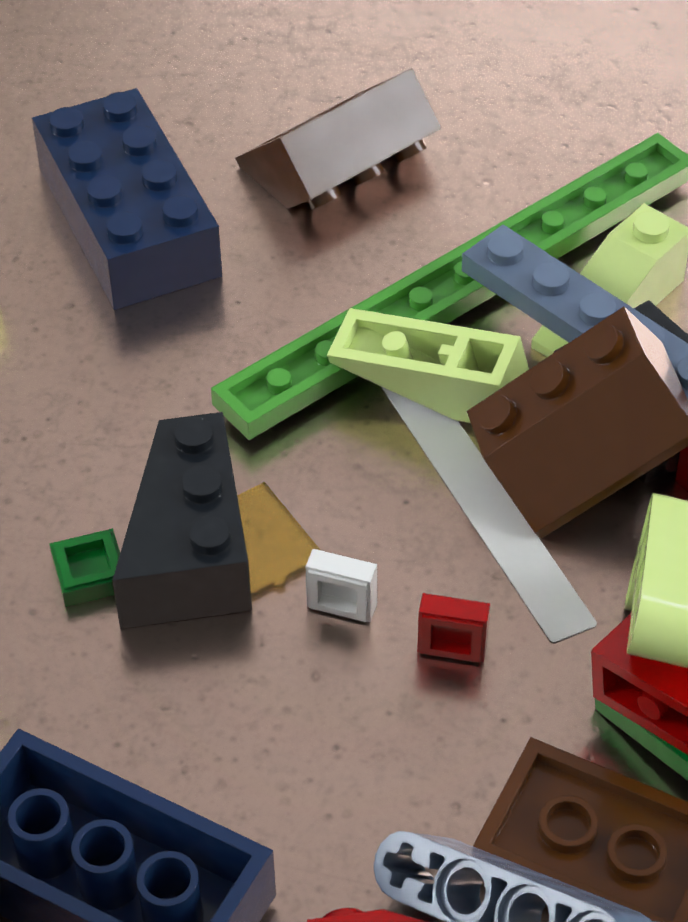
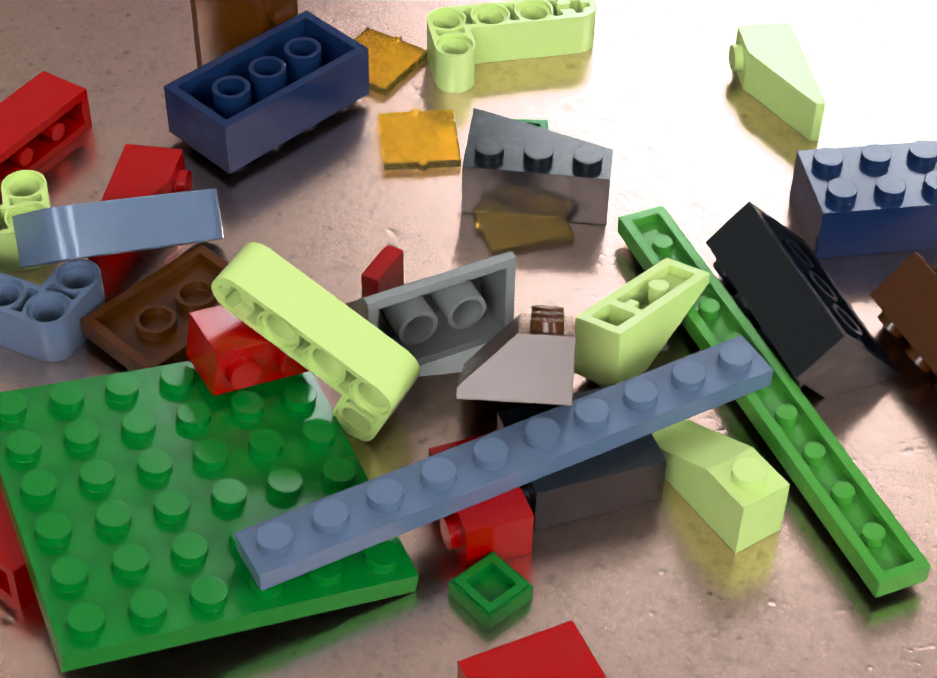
camera: 105 degrees right, 5 degrees down
(116, 692) = (419, 140): none -> clear yellow piece
(337, 260) = (797, 305): none -> black slope
(341, 585) = (446, 236): white tile -> none
(507, 544) = (446, 309): none -> light grey slope

